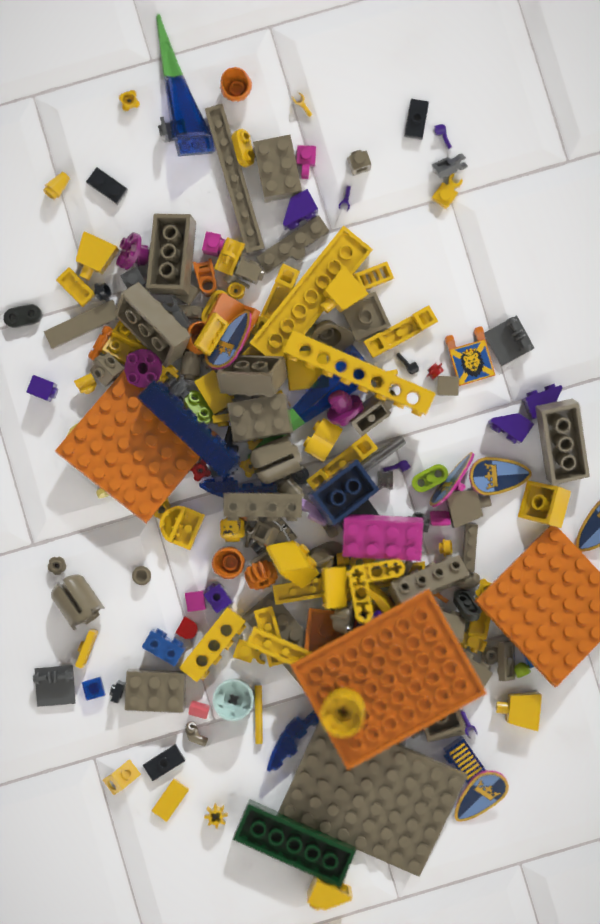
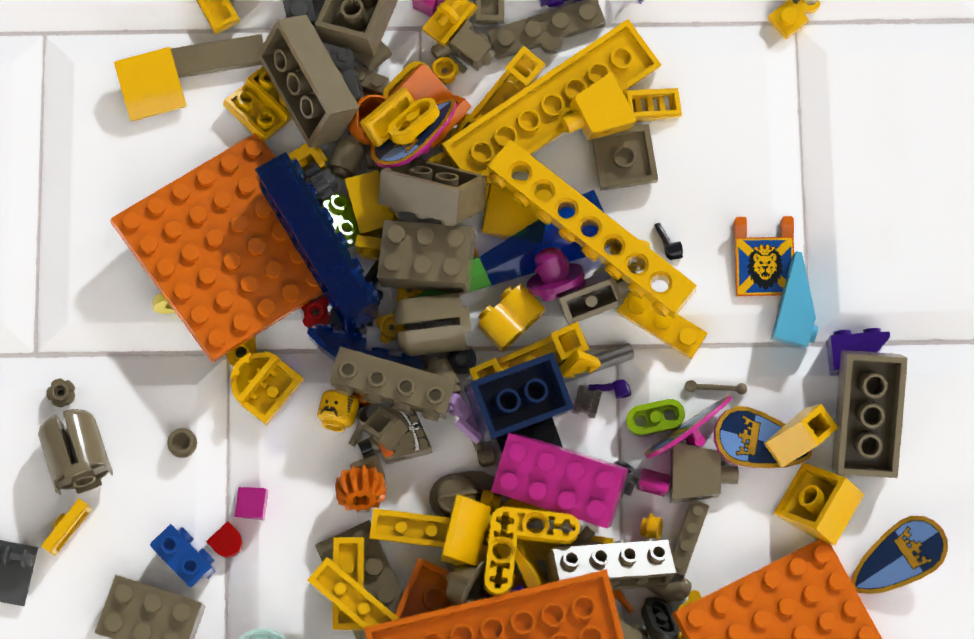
camera: 15 degrees right, 10 degrees down
(22, 316) = (123, 25): pearl dark grey plate -> none
(42, 388) = (120, 130): dark purple brick -> none
(51, 352) = (150, 84): none -> yellow slope
(86, 384) = (186, 141): yellow plate -> none
(93, 688) = (58, 590): clear blue plate -> none
(100, 342) = (229, 86): orange axle -> none
(102, 291) = (250, 18): black plate -> none
(106, 369) = (222, 128): dark tan brick -> none
(116, 691) = (92, 604): black plate -> none
(143, 367) = (275, 134): magenta plate -> none
(191, 666) = (215, 593): yellow brick -> none
(205, 274) = (406, 35): orange piece -> none
(217, 597) = (286, 505): dark purple brick -> none
(227, 333) = (413, 121): none -> yellow plate
(228, 562) = (316, 457): orange hair -> none
(247, 653) = (306, 601): yellow plate -> none
(293, 562) = (415, 480): yellow slope -> none
(332, 335) = (570, 167): dark tan piece -> none
(373, 458) = (578, 363): none -> yellow tile
(400, 332) = (670, 194): yellow slope -> none
(432, 421) = (675, 332): none -> yellow plate
(434, 371) = (705, 262): red plate -> none
(446, 451) = (691, 386): none -> dark tan hinge
(448, 386) = (719, 290): dark tan slope -> none
(499, 389) = (796, 311): none -> medium azure slope
(509, 340) = (829, 249): dark grey hinge -> none
(513, 426) = (800, 373): dark purple slope -> none
(523, 465) = (801, 434): none -> yellow slope

